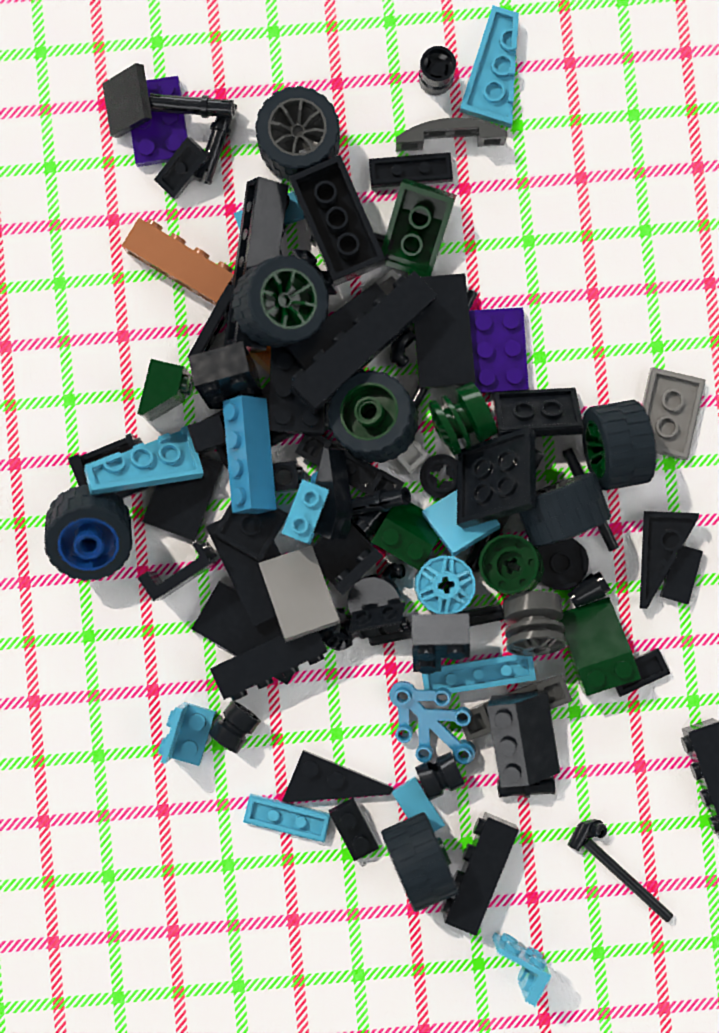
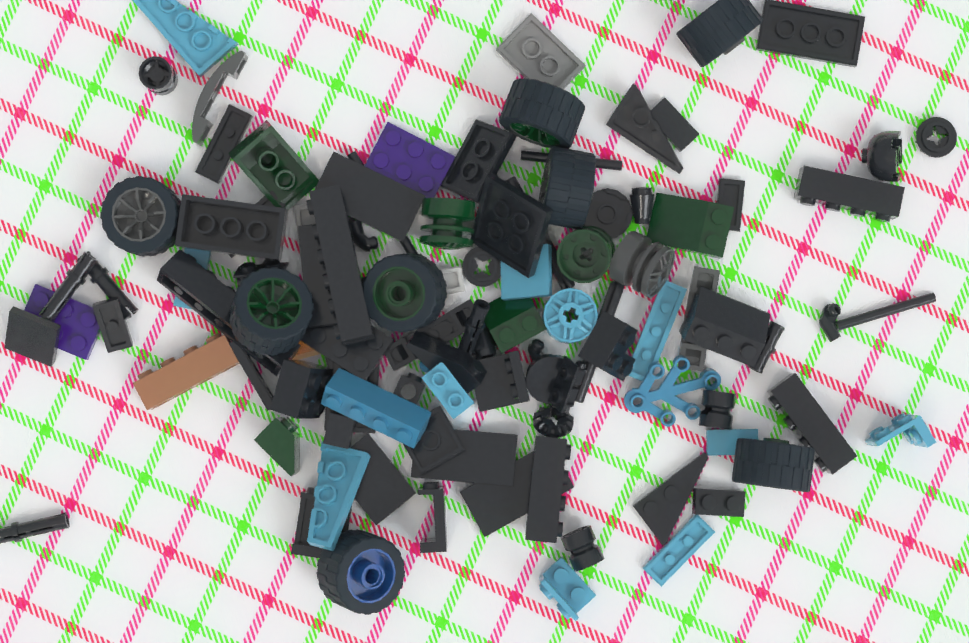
camera: 55 degrees left, 0 degrees up
(299, 593) = (508, 434): light grey tile -> none

